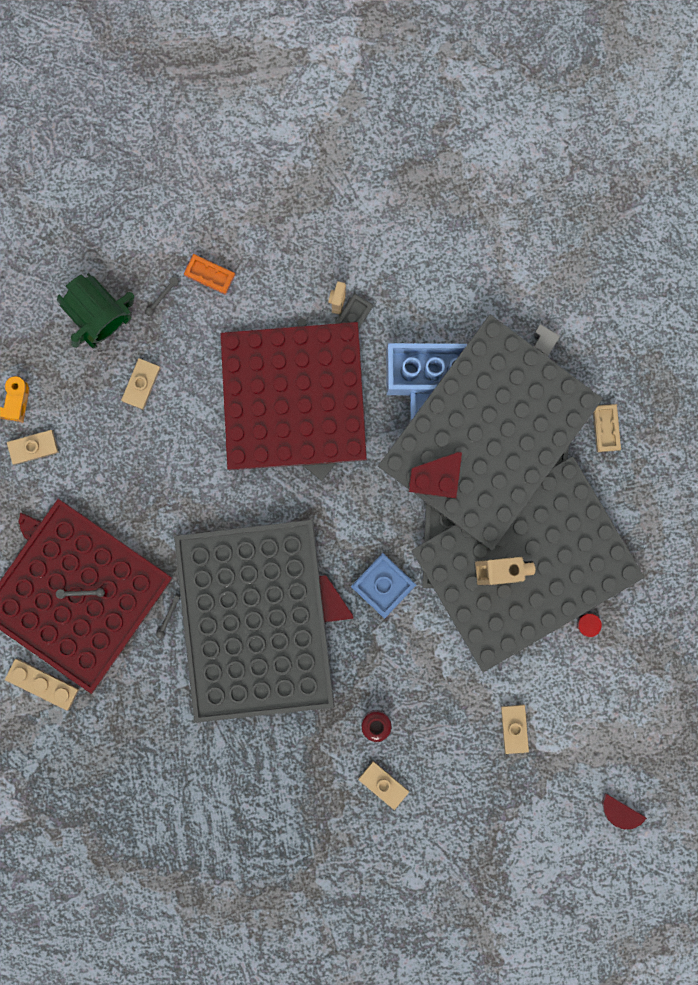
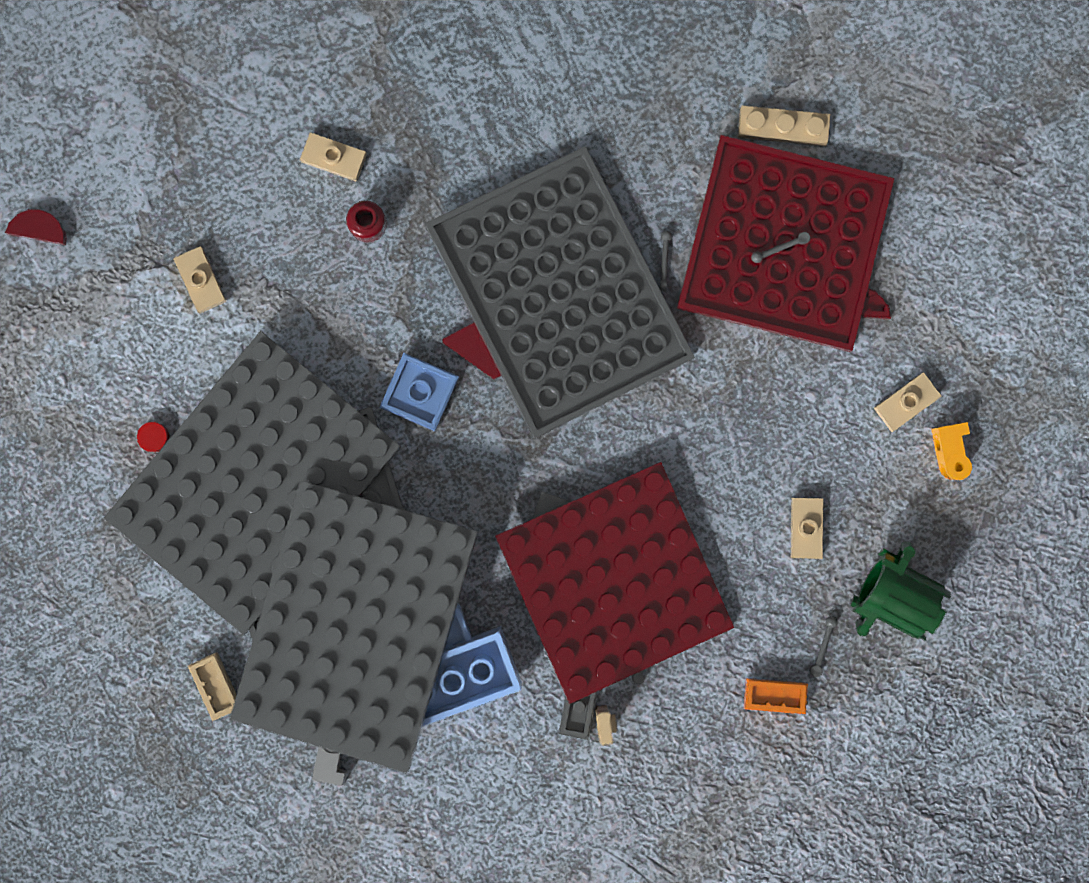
camera: 160 degrees right, 0 degrees up
(437, 477) = (398, 543): dark red wing -> none
(503, 570) = (277, 459): tan torso -> none

